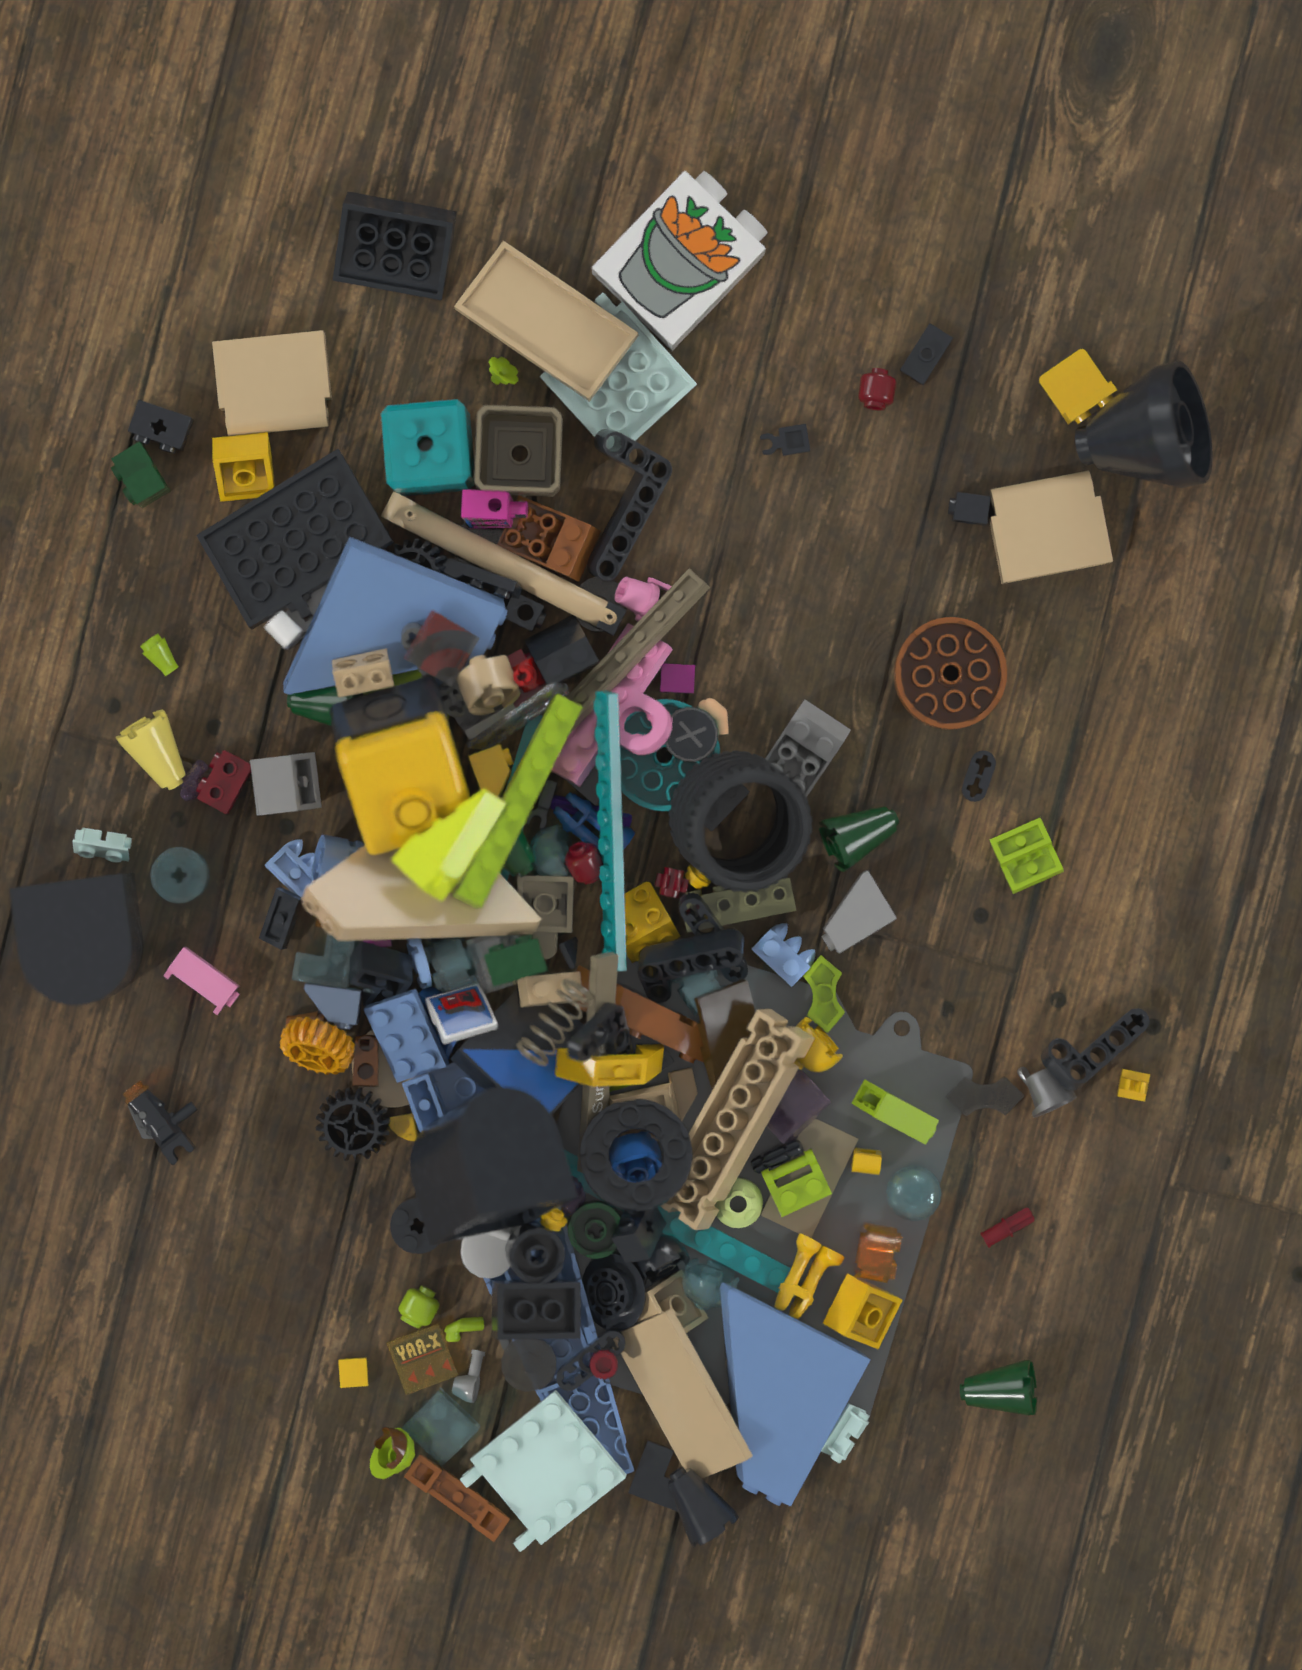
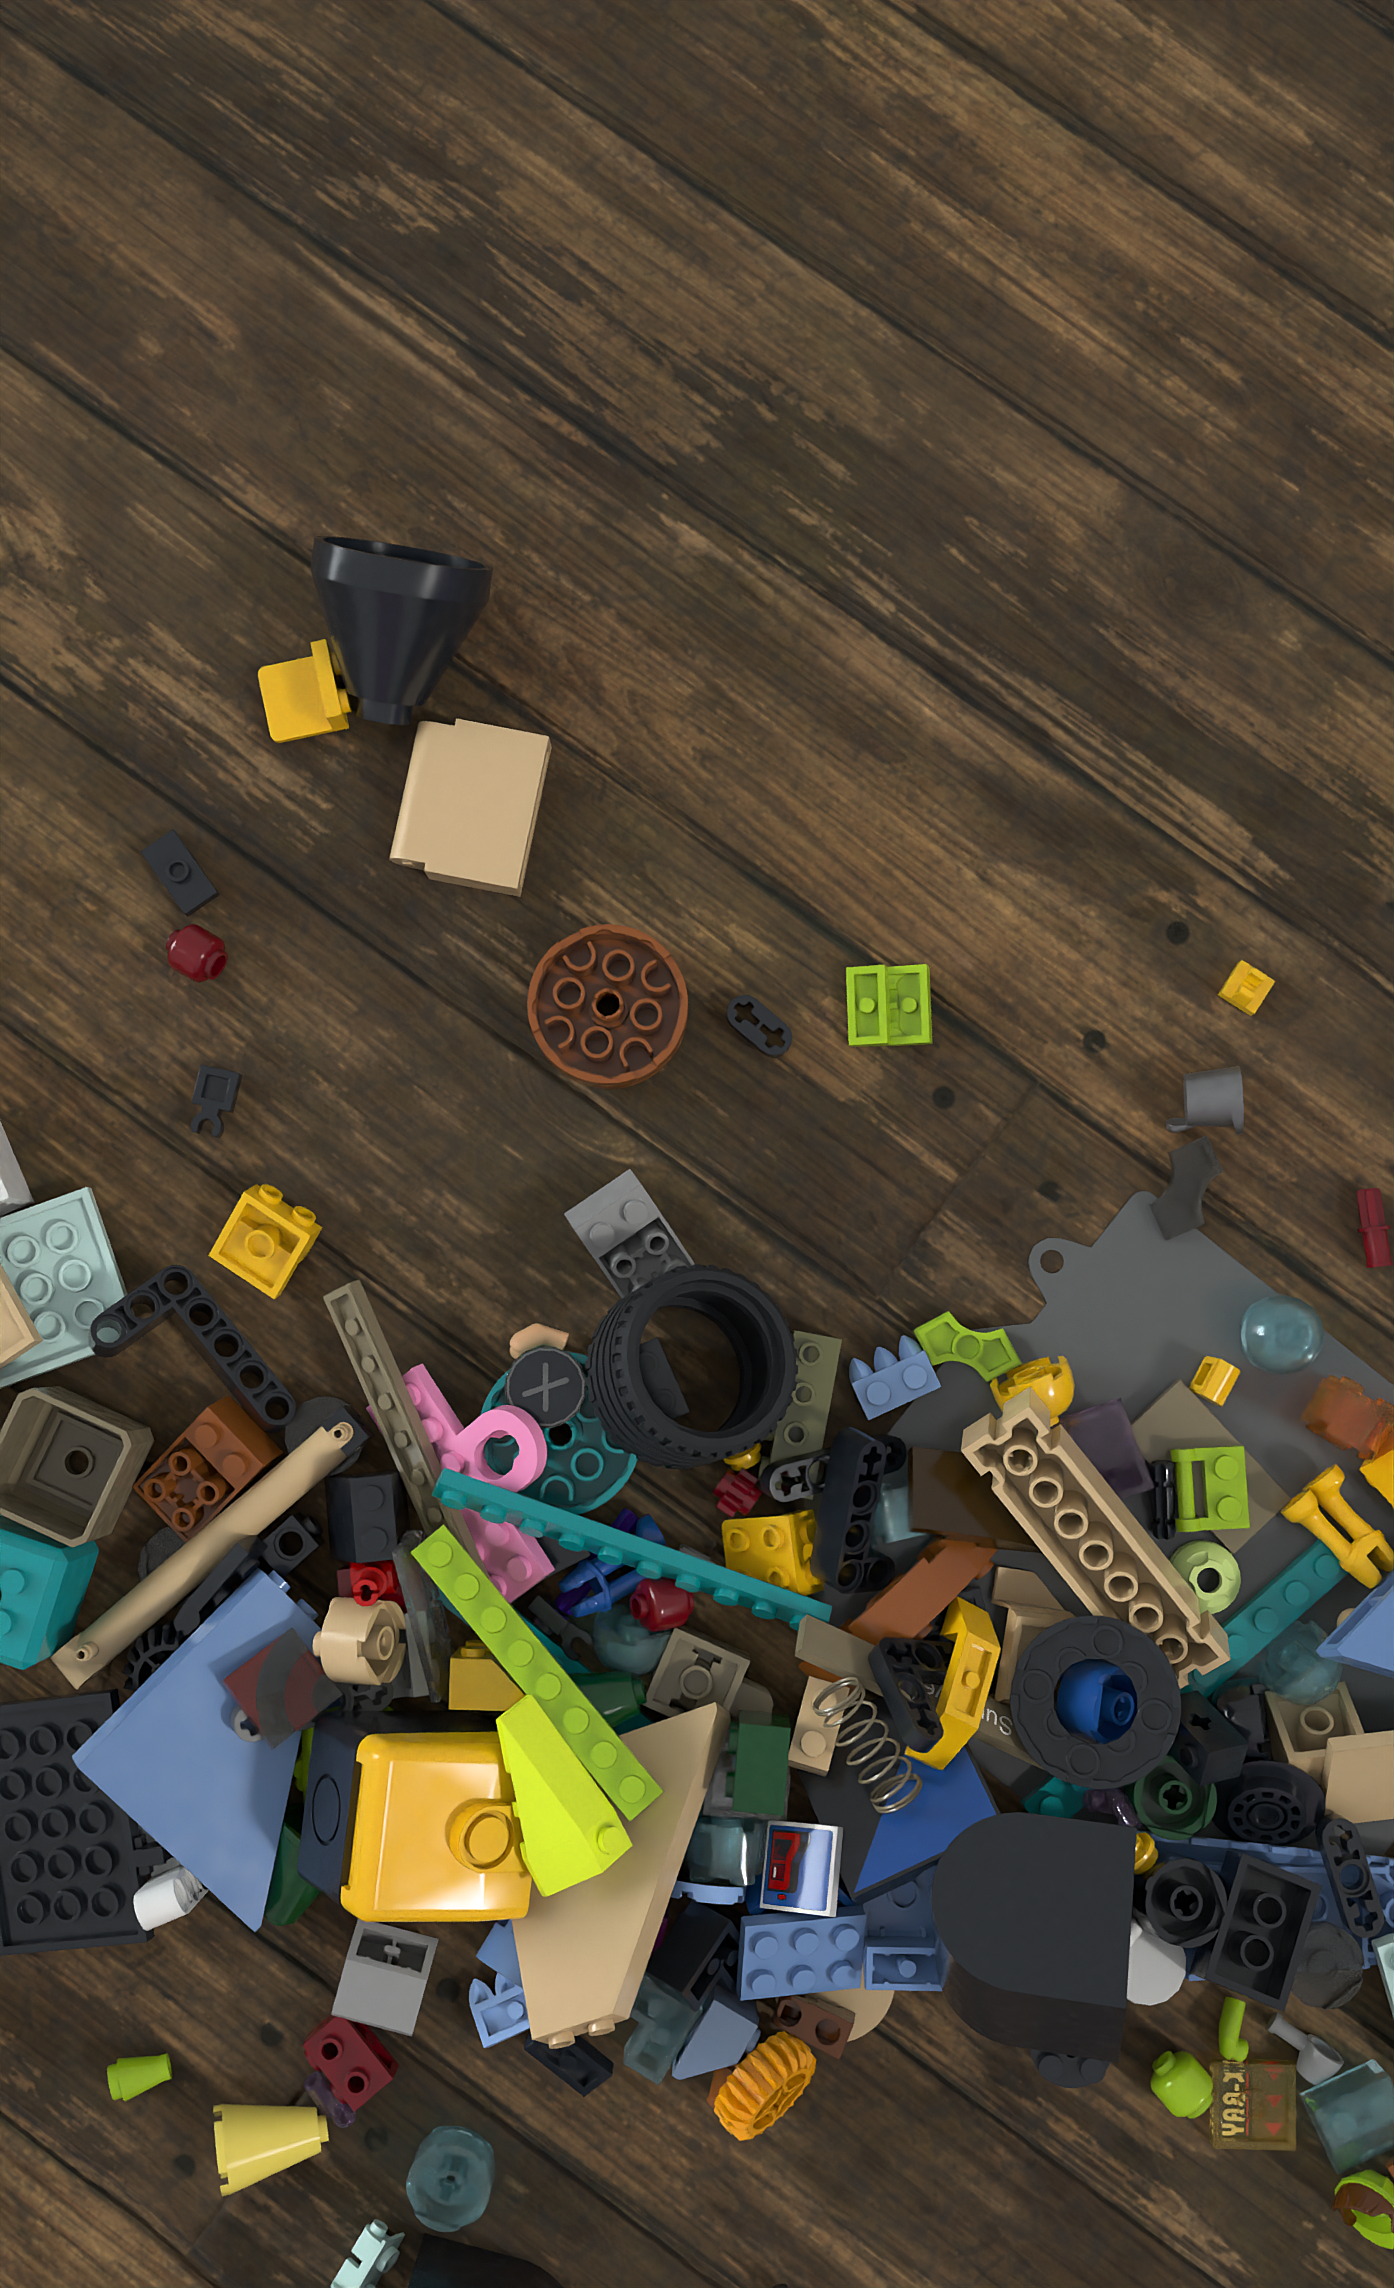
camera: 65 degrees left, 5 degrees down
(204, 979) = (608, 2201): bright pink brick -> none
(343, 1123) = (890, 2055): black gear -> none
(353, 1372) = (1235, 2211): yellow tile -> none
(362, 672) = (270, 1814): tan brick -> none
(404, 1126) = (920, 2003): yellow tile -> none
(480, 509) = (127, 1537): dark pink torso -> none
(569, 951) = (775, 1670): black slope -> none
(603, 1364) = (1366, 1863): dark red tile -> none
(639, 595) = (332, 1379): bright pink piece -> none
(677, 678) = (466, 1372): magenta panel -> none
(710, 513) = (265, 1239): none -> yellow plate
(856, 834) = (772, 1217): dark green cone -> none
(857, 915) = (881, 1258): light grey slope -> none
(895, 1112) = (1164, 1316): lime slope -> none
(969, 508) = (403, 895): black brick -> none
(1101, 1047) = (1184, 1006): black beam -> none

